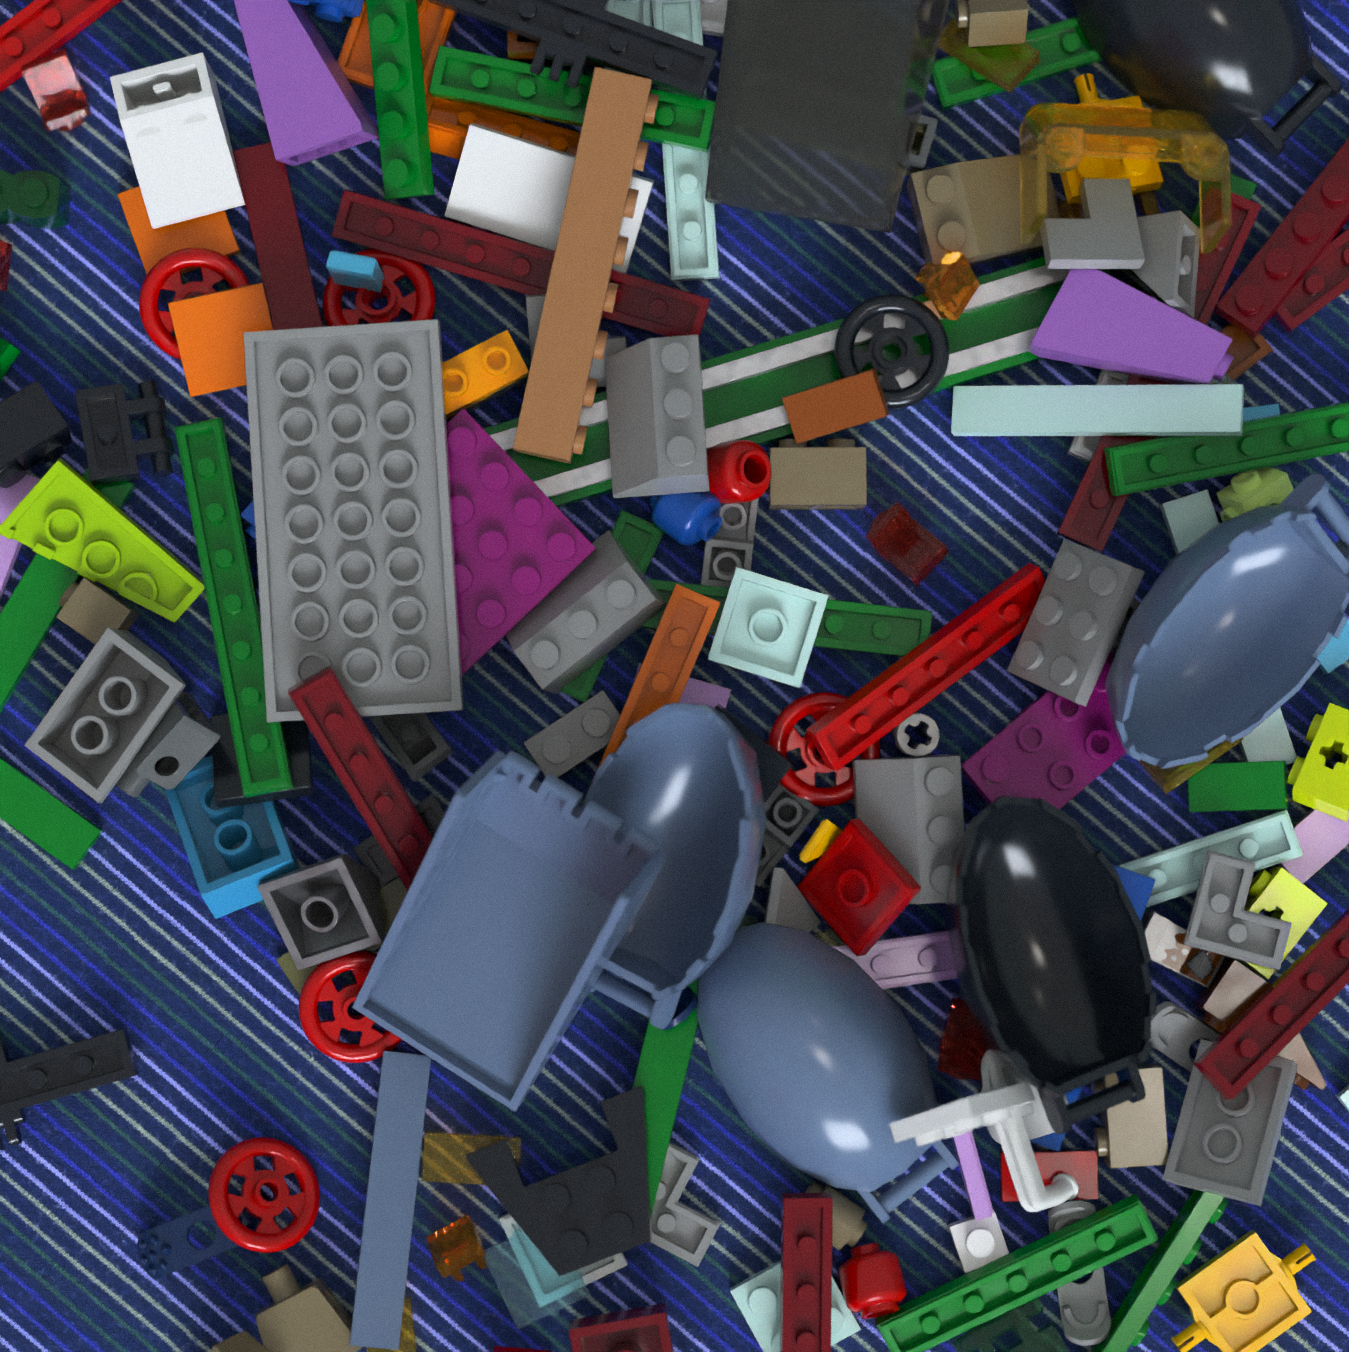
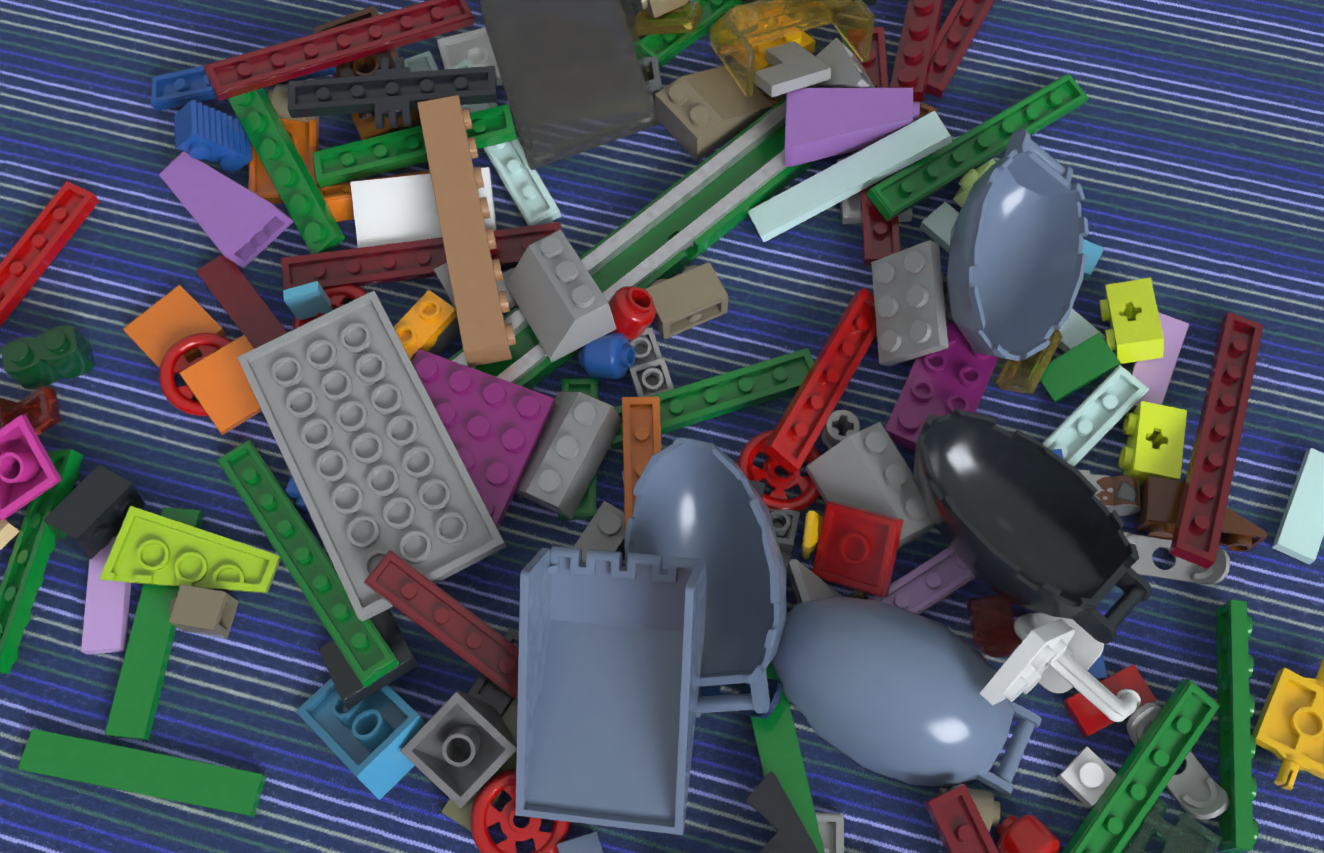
camera: 15 degrees left, 20 degrees down
(57, 91) = (56, 281): clear red bracket -> none
(106, 713) = (229, 673): light grey slope -> none
(108, 433) = (170, 485): black plate -> none
(172, 748) = (284, 678): dark grey torso -> none
(178, 140) = (151, 272): white slope -> none
(413, 741) = (480, 592): dark grey slope -> none
(767, 627) = (701, 401): light aqua plate -> none
(835, 405) = (676, 241): dark orange tile -> none
(905, 544) = (767, 316): clear red bracket -> none
(918, 321) = (704, 173): black plate -> none
(949, 284) = (713, 141): clear orange tile -> none
(972, 1176) = (1054, 723): lavender tile -> none
(1134, 1131) = (1149, 631): brick -> none
(1223, 925) = (1127, 455): light grey tile -> none
(1230, 1143) = (1228, 600): light grey plate -> none

